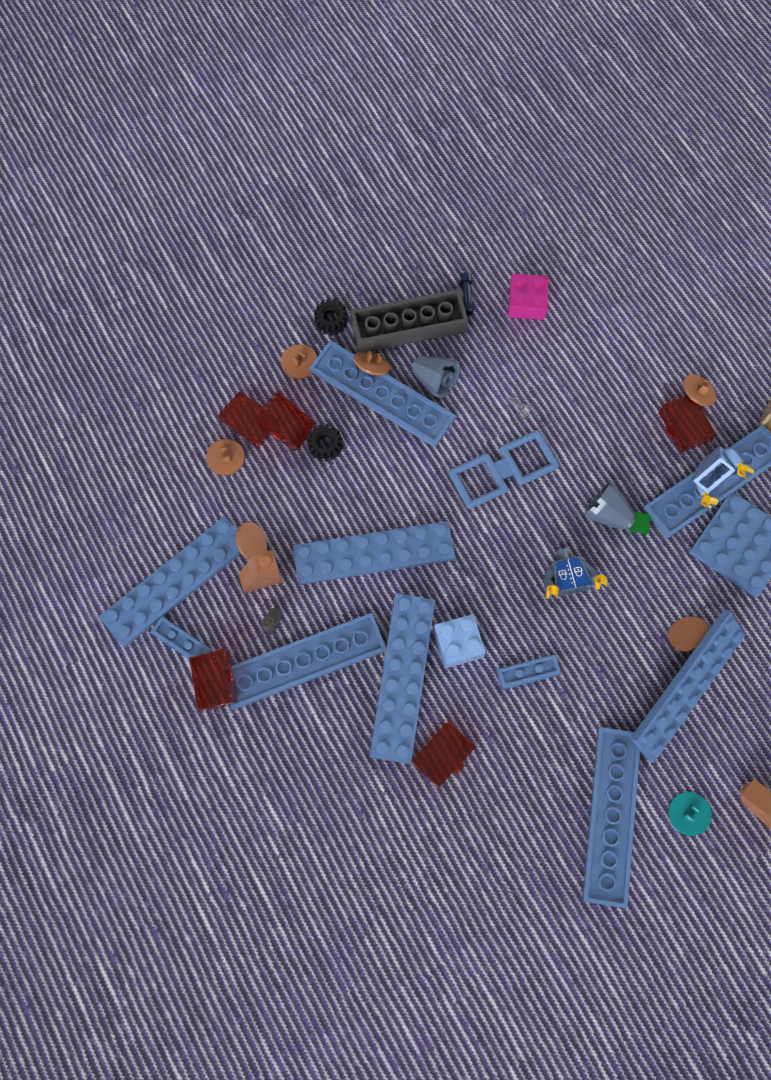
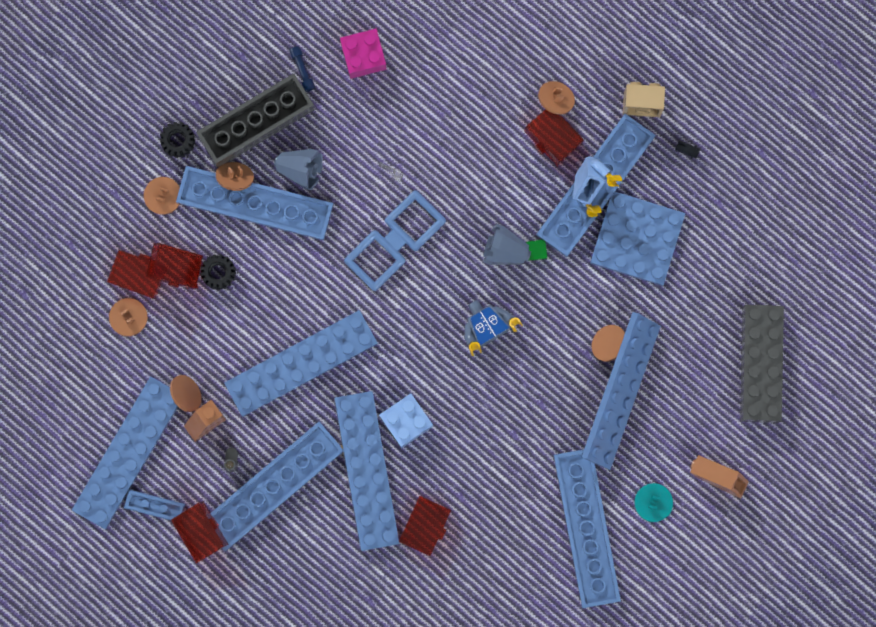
camera: 20 degrees left, 10 degrees up
(528, 672) = (477, 426): medium blue tile -> none

